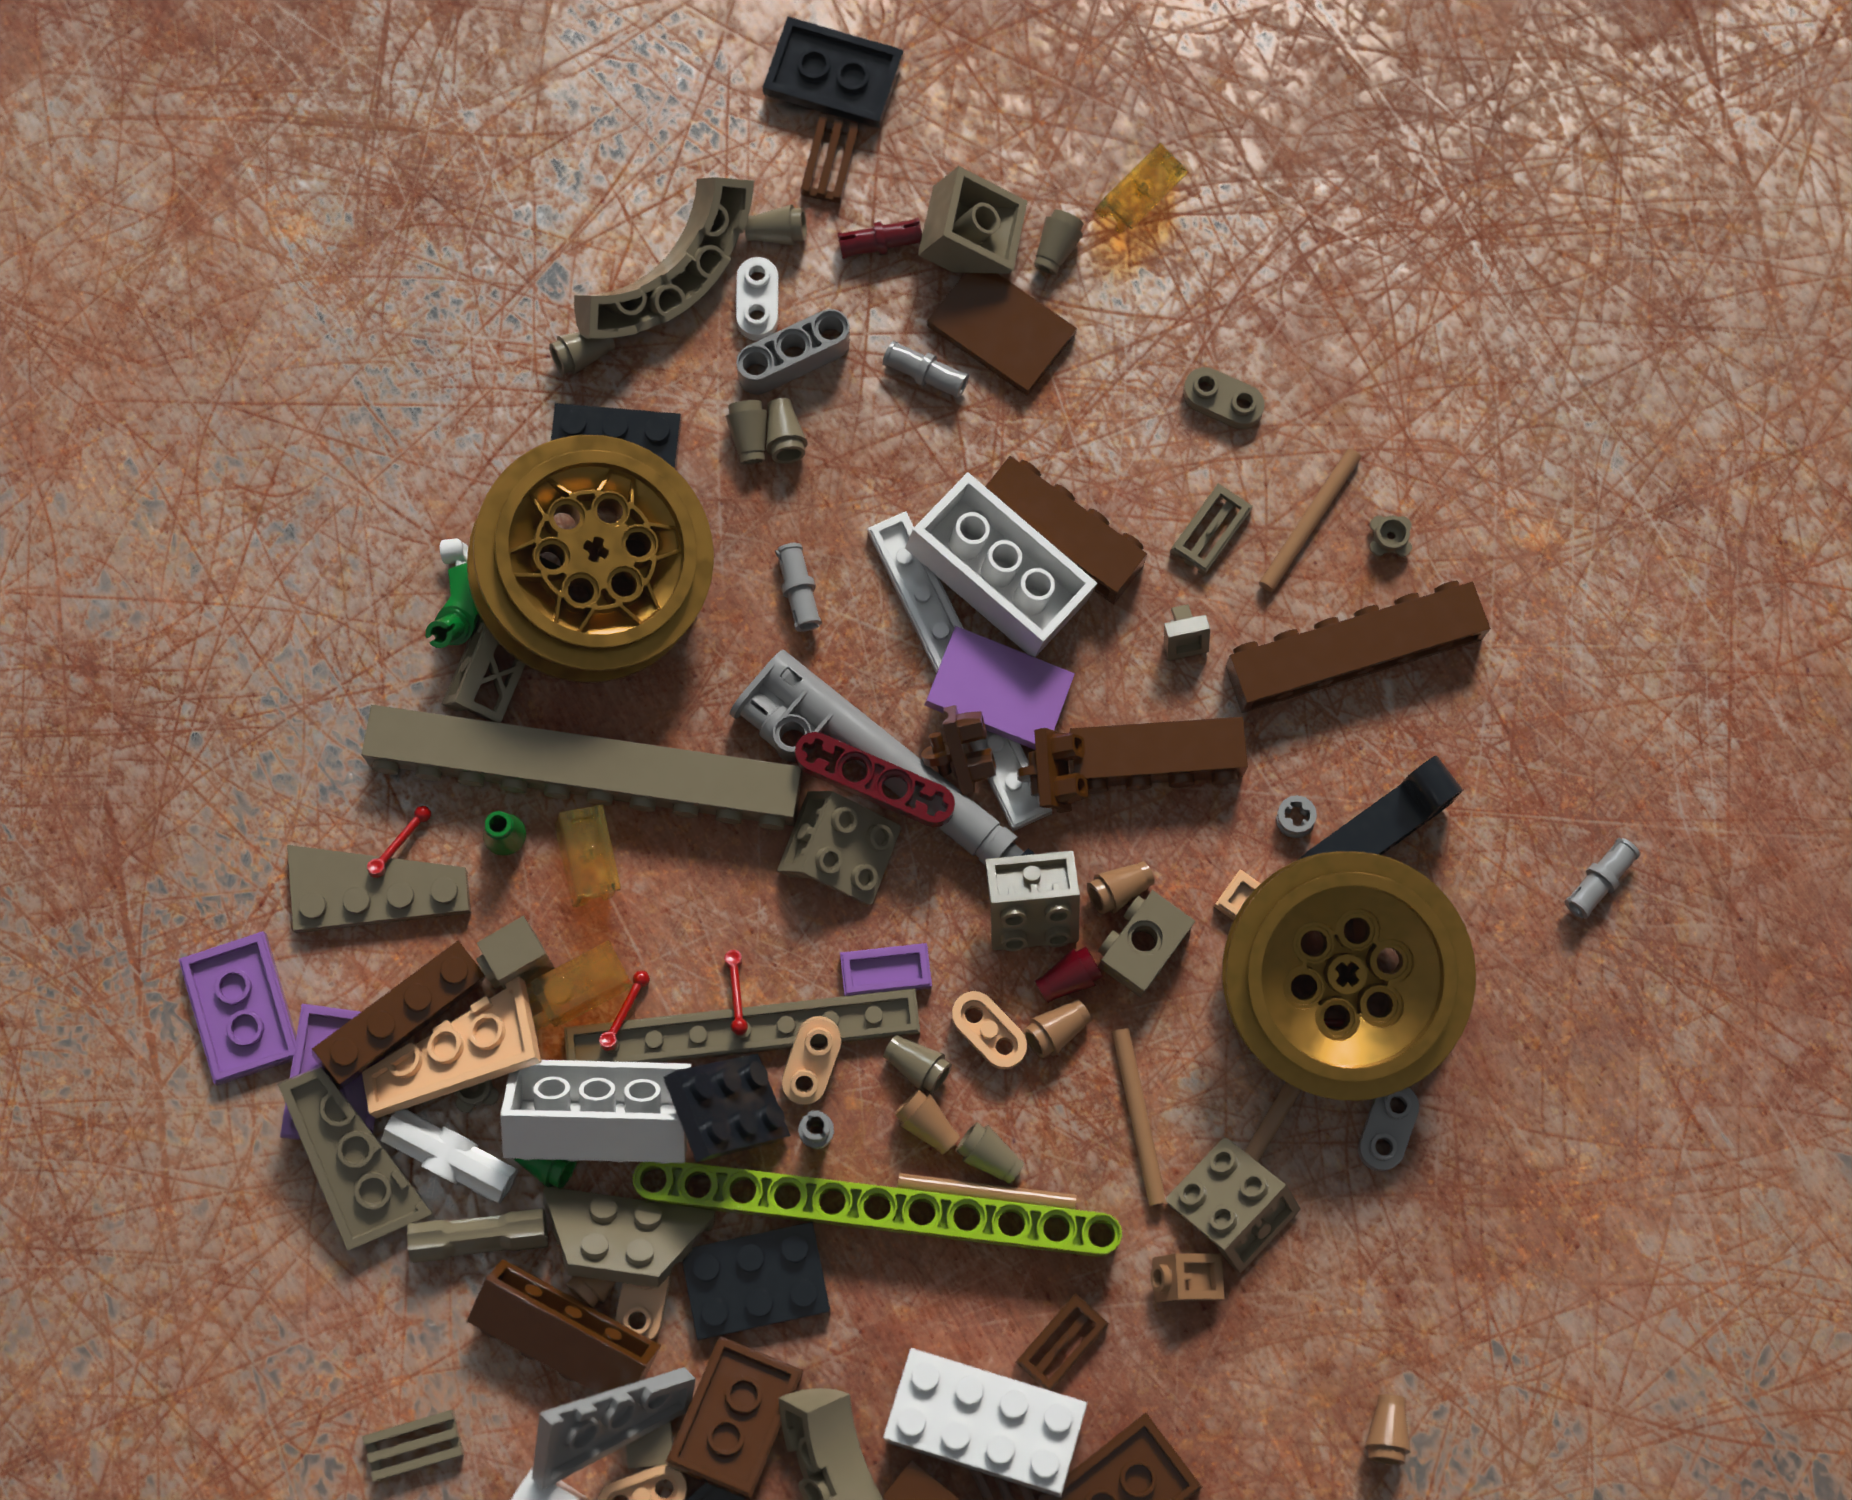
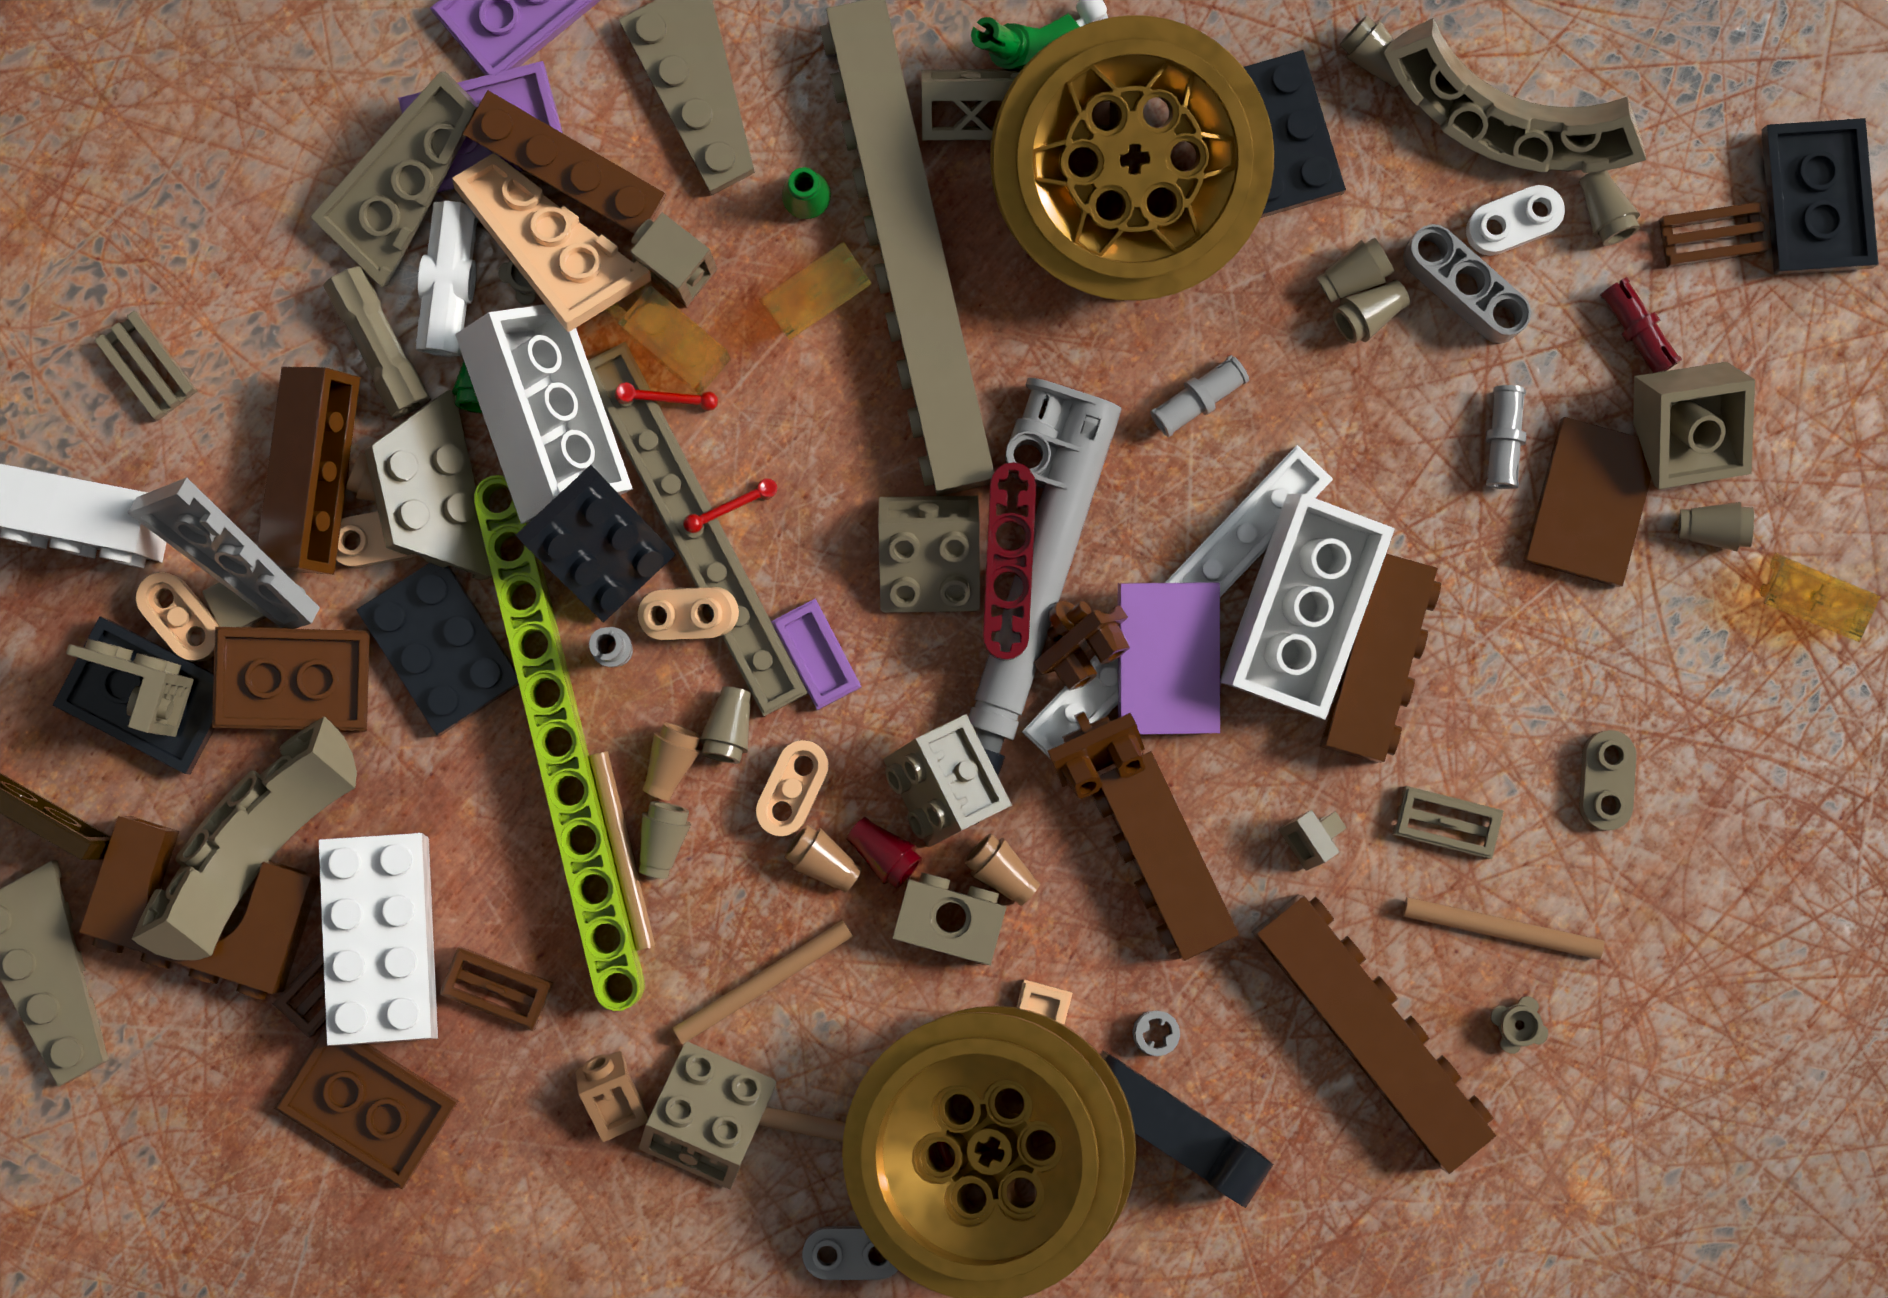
camera: 70 degrees right, 10 degrees up
(376, 866) = (716, 76): red hinge -> none

